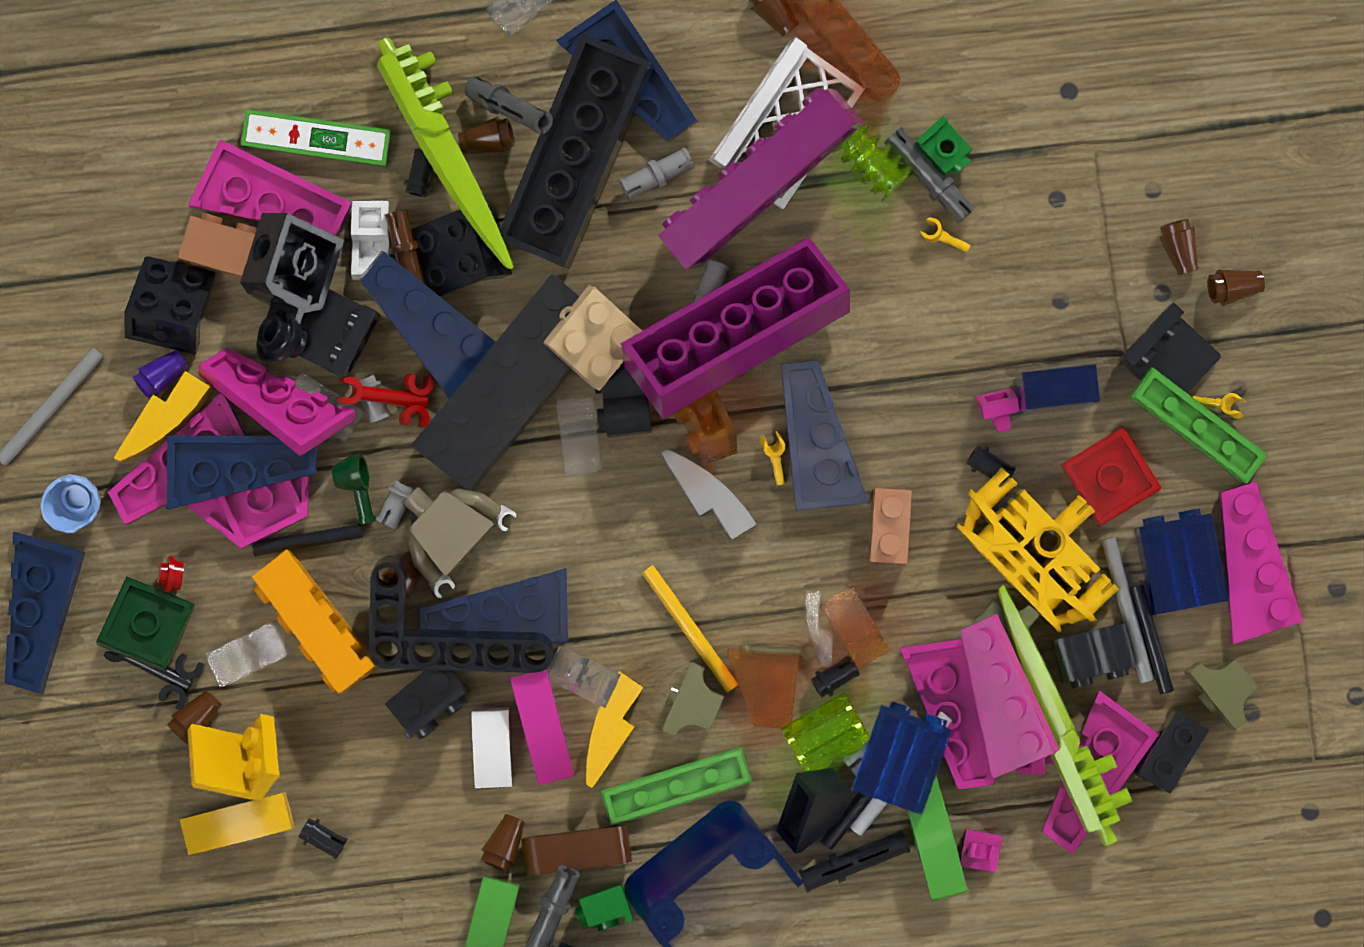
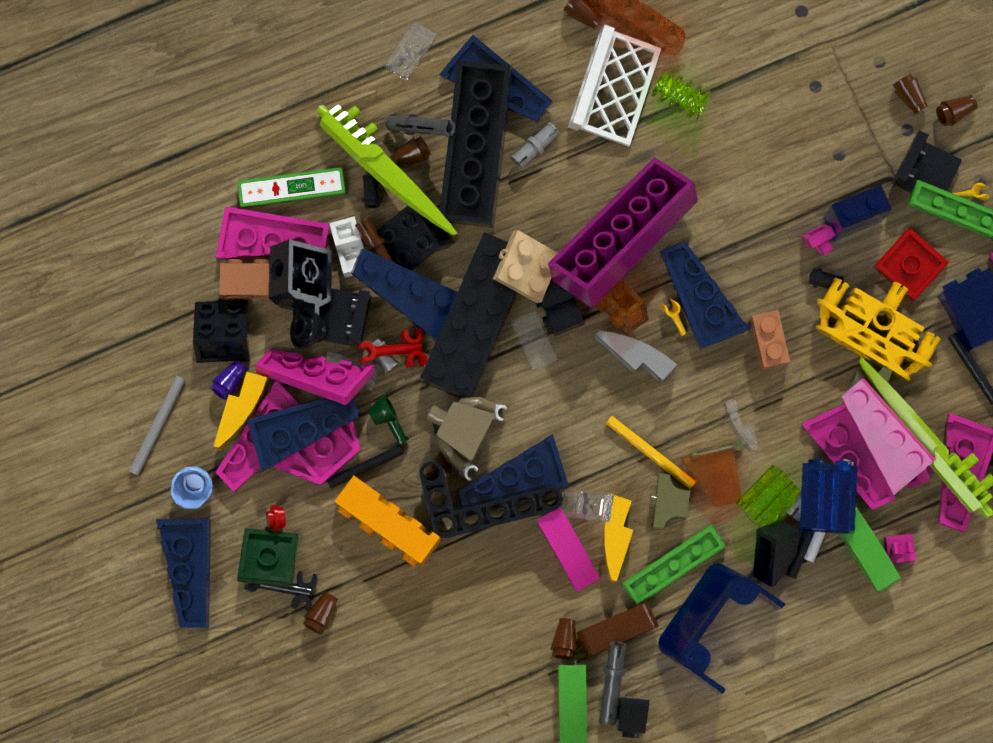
camera: 15 degrees left, 5 degrees down
(235, 762) = (361, 635): yellow bracket -> none
(237, 823) = (372, 679): yellow slope -> none
(248, 654) = (346, 558): clear slope -> none
(322, 838) = (435, 672): black pin -> none
(393, 506) = (419, 424): light grey pin -> none
(426, 700) = (480, 554): black bracket -> none
(491, 747) = (536, 574): white slope -> none
(604, 908) = (649, 664): green brick -> none
(712, 278) = (595, 205): light grey pin -> none
(761, 178) = (610, 125): magenta brick -> none
(814, 877) = (839, 561): black pin -> none
(834, 677) = (762, 456): black pin -> none
(854, 627) = (766, 417): clear orange brick -> none
(930, 143) = (718, 73): green brick -> none
(930, 176) = (724, 94): dark grey pin -> none
(944, 236) = (745, 133): yellow hand -> none
(1094, 654) = (936, 389): black brick -> none
(1127, 609) = (951, 353): light grey bar -> none

